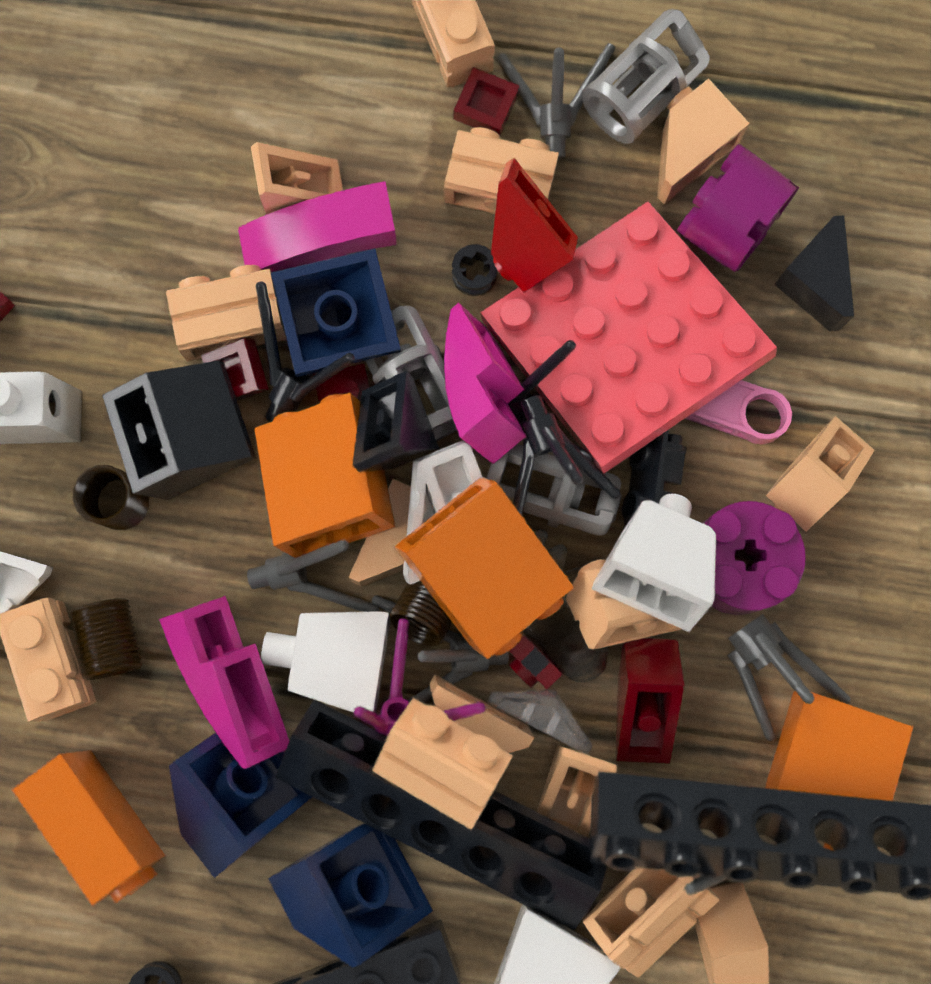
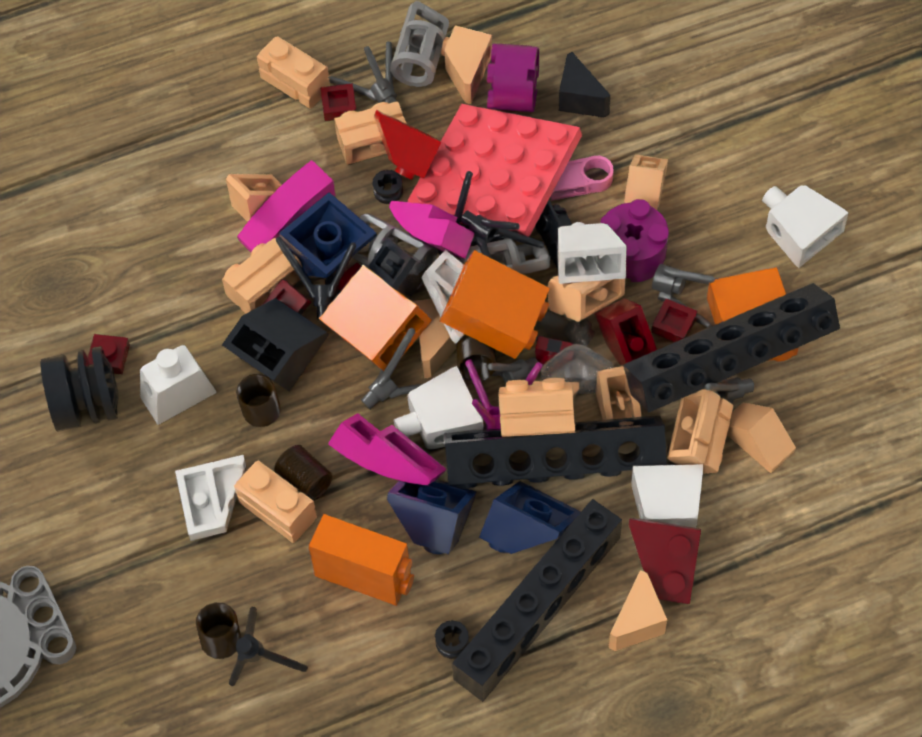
camera: 25 degrees left, 20 degrees down
(725, 709) = (674, 321): none -> dark red plate

